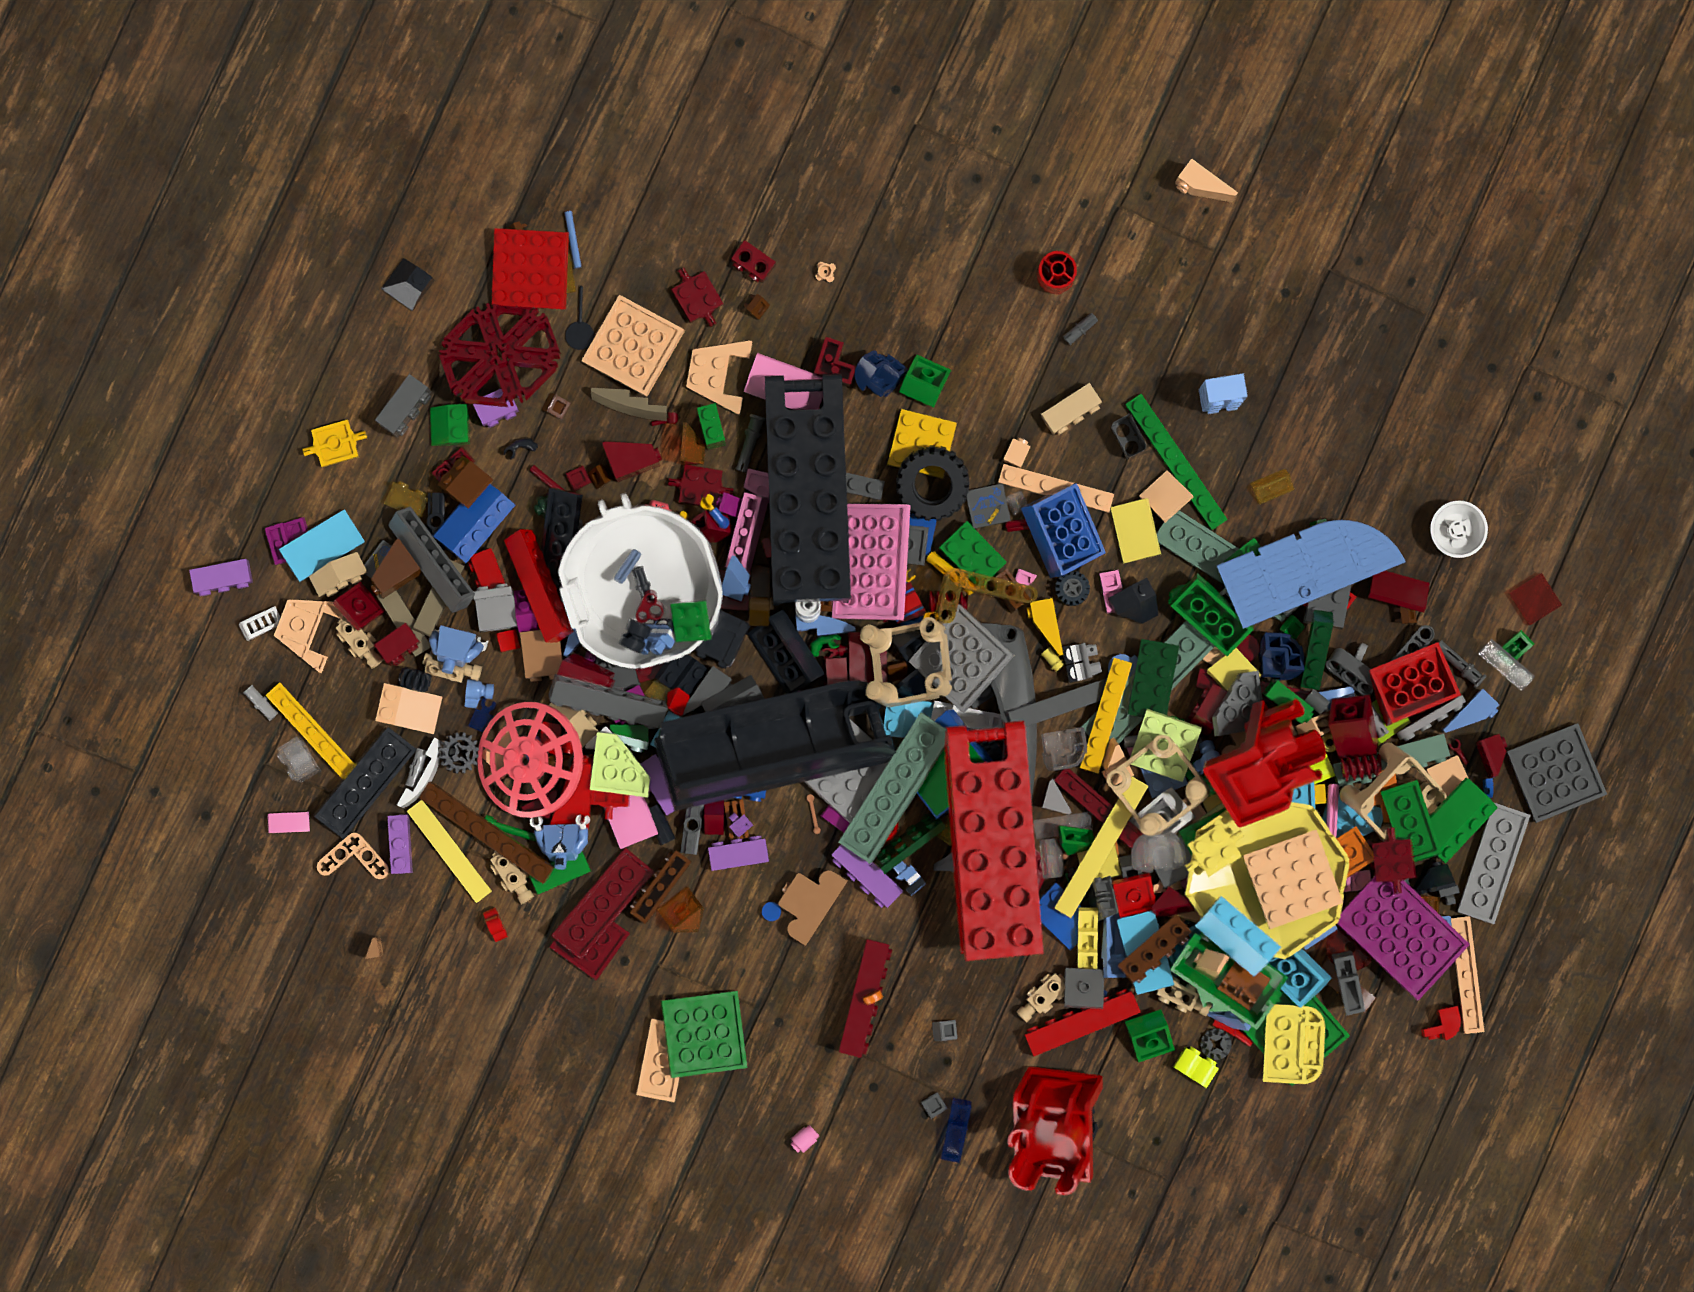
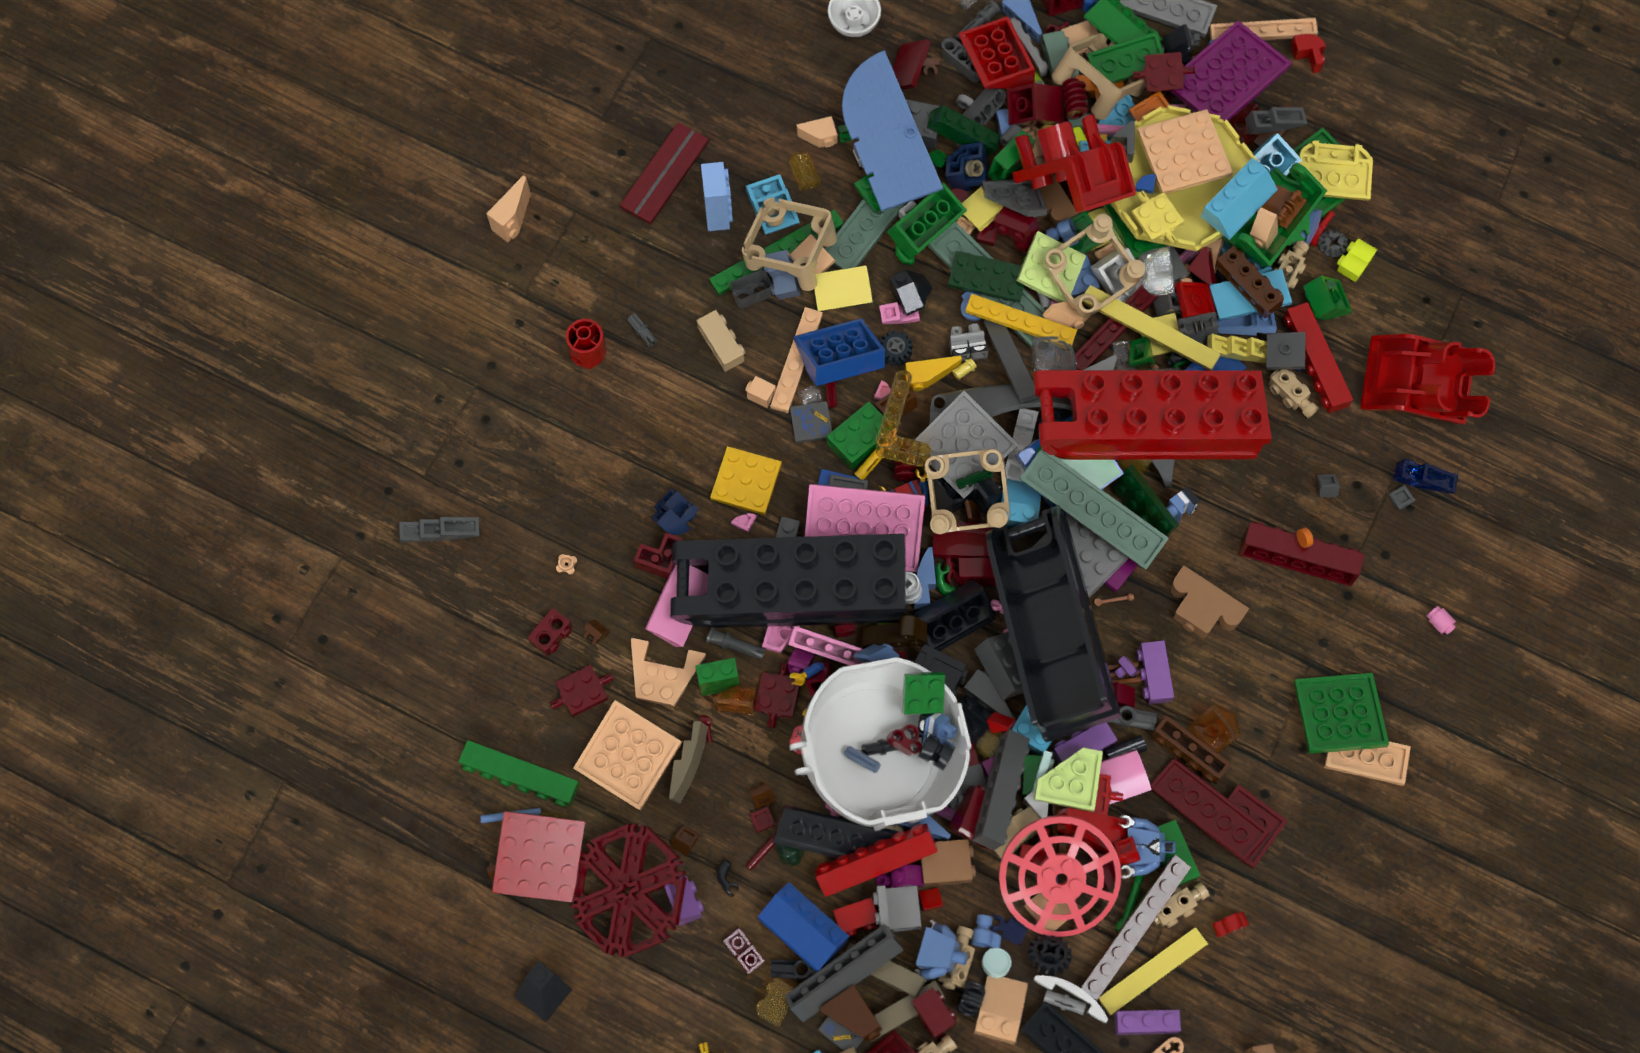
camera: 85 degrees left, 15 degrees down
(404, 406) = (676, 997): dark grey brick -> none
(450, 425) = (698, 951): green slope -> none
(450, 703) = (996, 963): none -> light aqua piece
(465, 482) = (762, 933): reddish brown slope -> none
(555, 822) = (1127, 851): none -> red slope
(579, 334) = (610, 813): black piece -> none
(612, 243) = (518, 774): none -> green brick
(631, 458) = (746, 762): dark red slope -> none
(771, 911) = (1212, 644): blue tile -> none
(855, 143) = (439, 529): none -> dark grey slope
(869, 875) = (1178, 545): medium lavender brick -> none
(878, 444) = (744, 522): none -> bright pink tile
(925, 381) = (684, 472): green slope -> none
(925, 666) = (973, 478): none -> dark green axle
(933, 457) = (803, 449): black tyre -> none
(1144, 470) = (784, 283): none -> sand blue brick
(1144, 487) = (803, 267): none -> tan piece
(1228, 454) = (771, 188): none -> medium azure slope
(1253, 839) = (1146, 183): none -> blue tile
(1262, 339) = (664, 173): none -> dark red tile
(1276, 666) = (970, 166): none -> dark tan bush
(1305, 817) = (1127, 138): none -> dark grey slope
(1316, 500) = (818, 132): none -> light nougat slope

